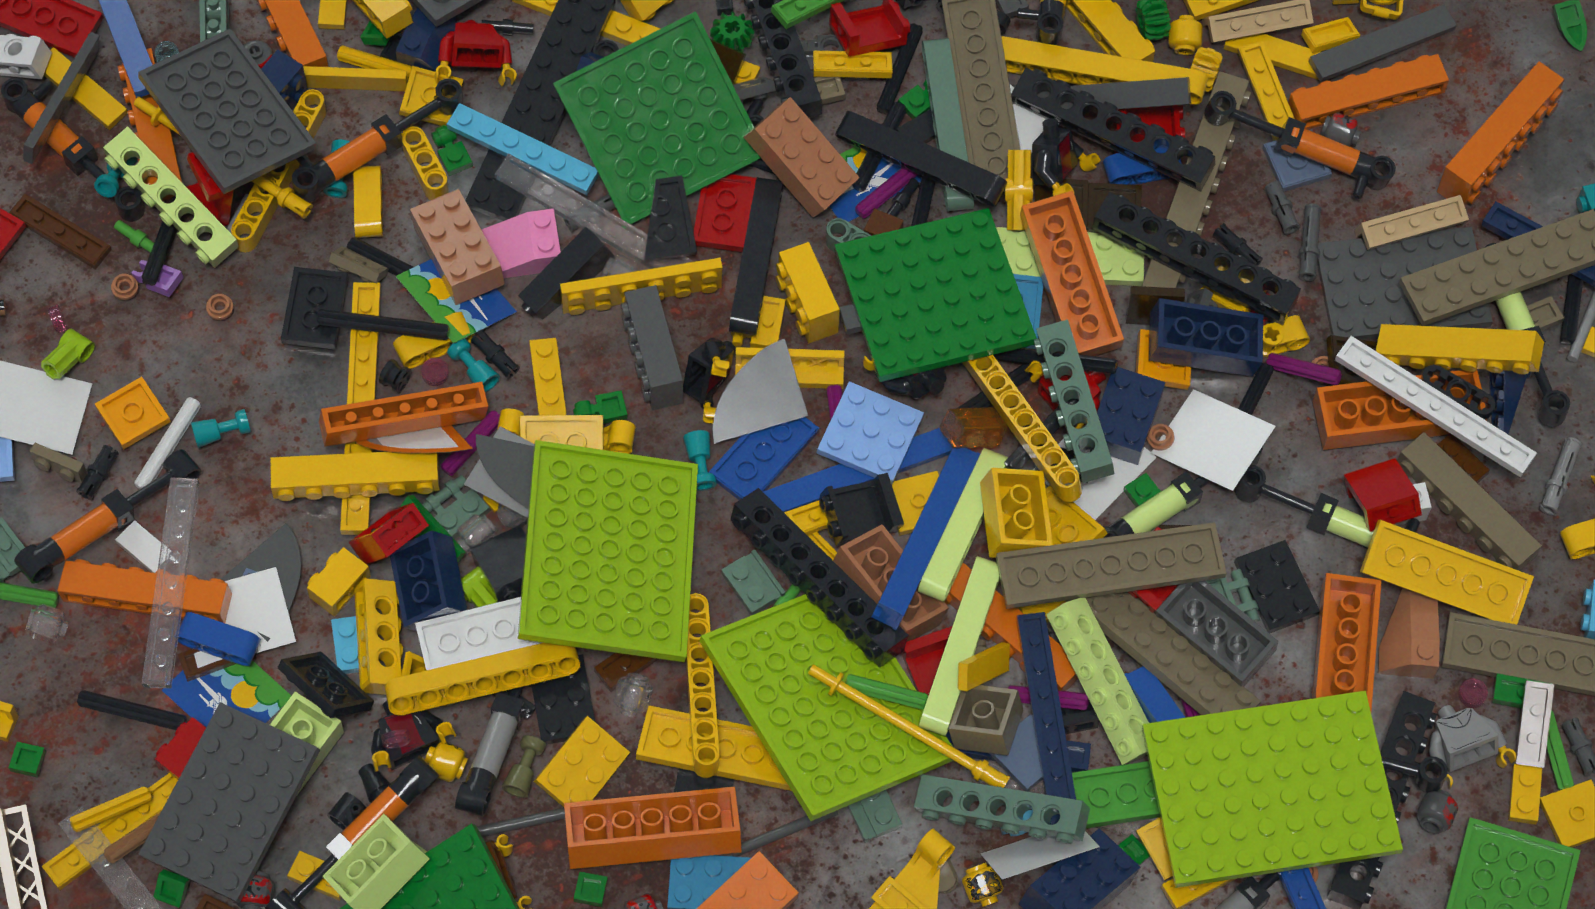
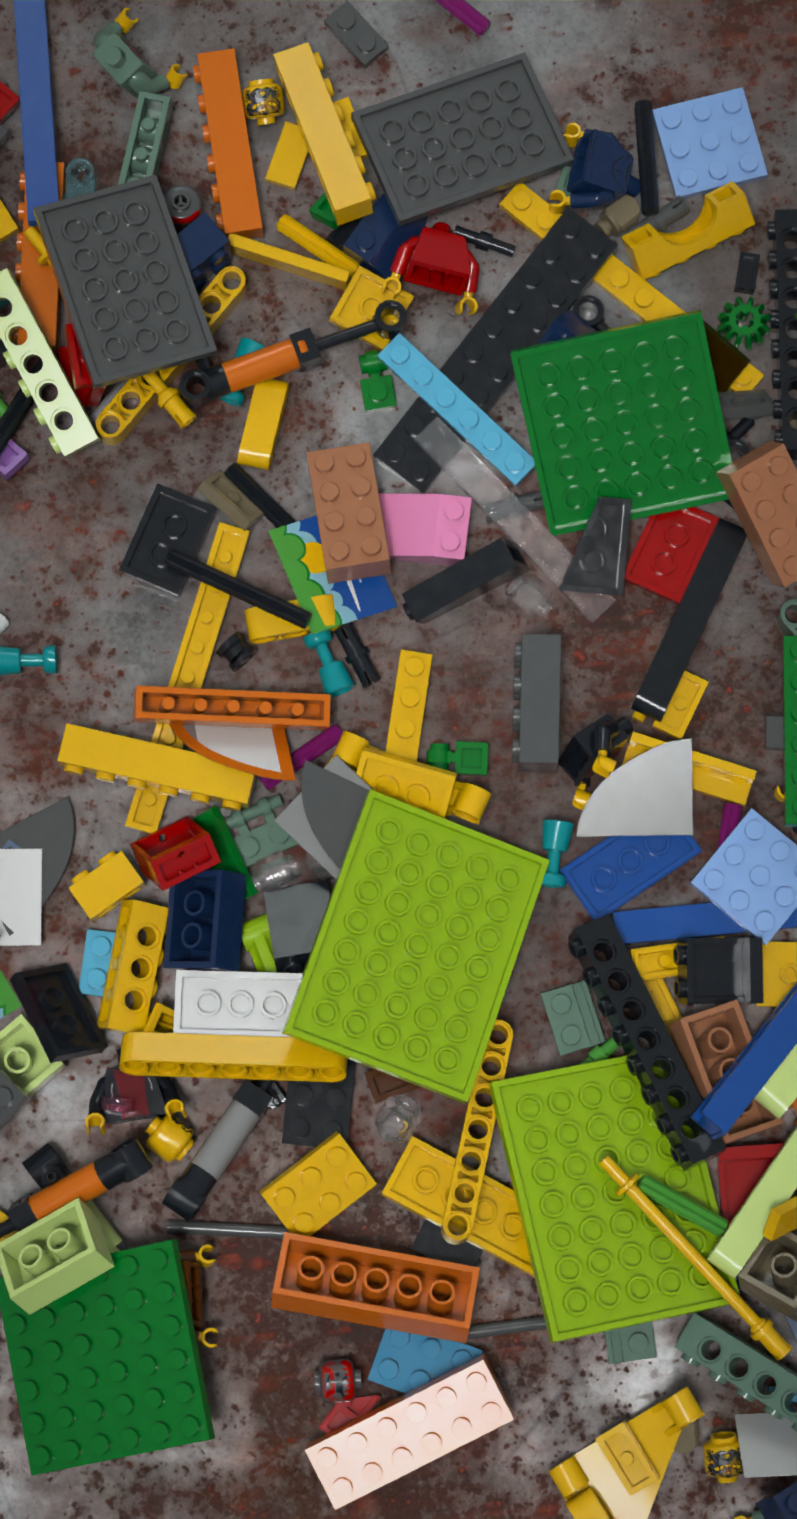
camera: 20 degrees right, 15 degrees up
(219, 300) = (61, 498): nougat plate -> none
(373, 781) = (84, 1147): black cone -> none
(423, 153) = (343, 408): yellow beam -> none
(435, 371) = (283, 656): clear pink tile -> none
(520, 776) = (247, 1178): olive piece -> none
(590, 889) = (288, 1333): green plate -> none
(610, 290) = (532, 622): yellow plate -> none
(807, 293) = (735, 684): yellow brick -> none

